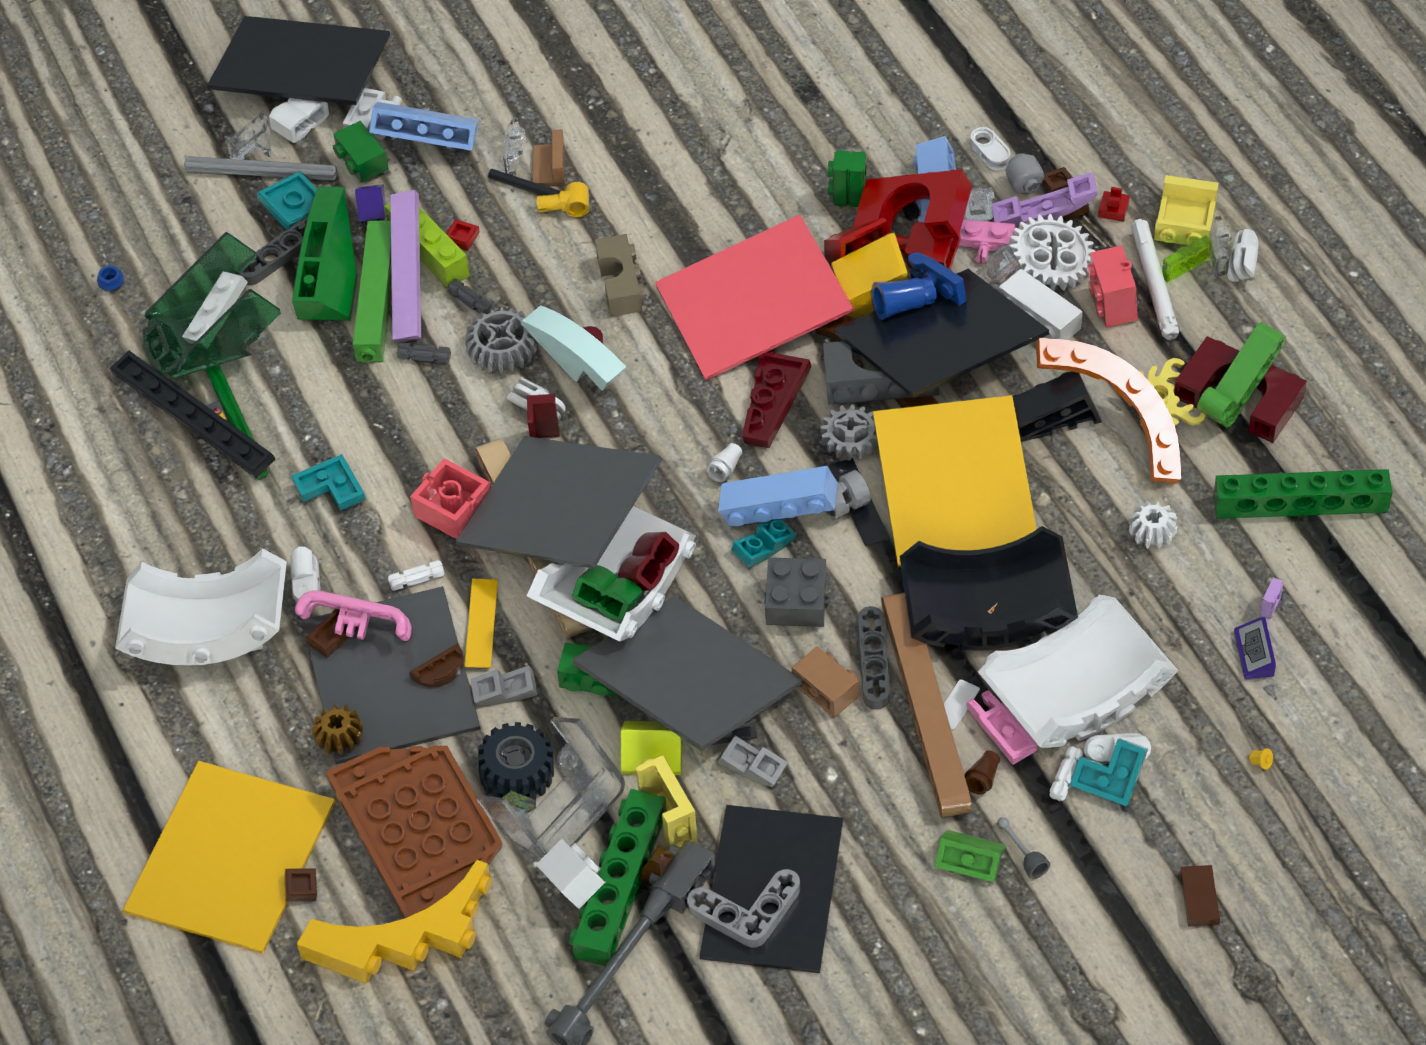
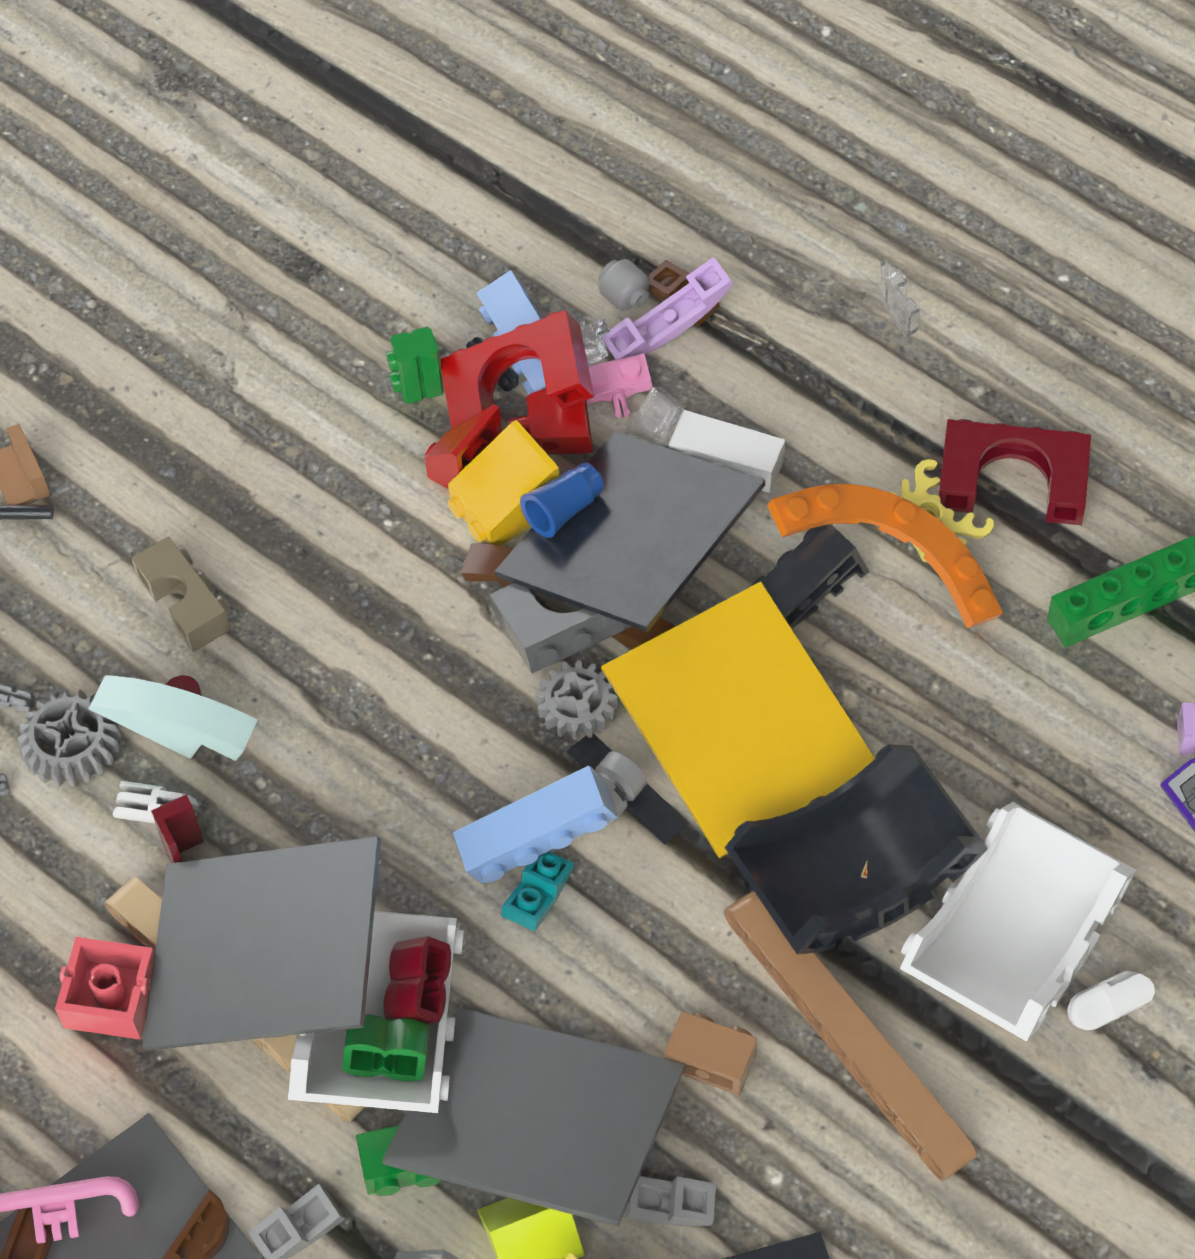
camera: 25 degrees left, 5 degrees up
(416, 575) = (105, 1112): white axle -> none
(481, 623) = (223, 1146): yellow sticker -> none
(572, 200) = (73, 512): yellow pin -> none
(723, 464) = (437, 802): white cone -> none
(753, 297) = (368, 563): coral piece -> none
(775, 389) = (454, 683): dark red wing -> none
(796, 592) = (615, 944): dark grey brick -> none
(873, 657) = (752, 993): dark grey beam -> none
(944, 280) = (608, 460): blue hinge -> none
(956, 702) = (883, 1007): white sticker -> none
(969, 855) = (1003, 1218): bright green panel -> none
(982, 773) = (964, 1099): reddish brown cone -> none
(994, 153) = (570, 270): white piece -> none
(1003, 728) = (956, 1027): bright pink hinge -> none
(1034, 862) = (1085, 1195): dark grey hinge -> none
(1065, 773) = (1062, 1058): white axle -> none
(1069, 249) = (707, 373): white gear -> none
(1112, 286) = (806, 394): coral brick -> none
(1112, 781) = (1128, 1047): teal plate -> none
(1114, 205) = (747, 288): red tile -> none
(1153, 524) = (1001, 685): white gear -> none
(1155, 279) = (843, 366): white piece -> none
(1185, 210) = (836, 268): light yellow panel -> none
(1186, 258) = (868, 327): clear neon green plate -> none
(1243, 256) = (932, 300): white arm -> none
(1243, 376) = (1018, 454): bright green beam -> none

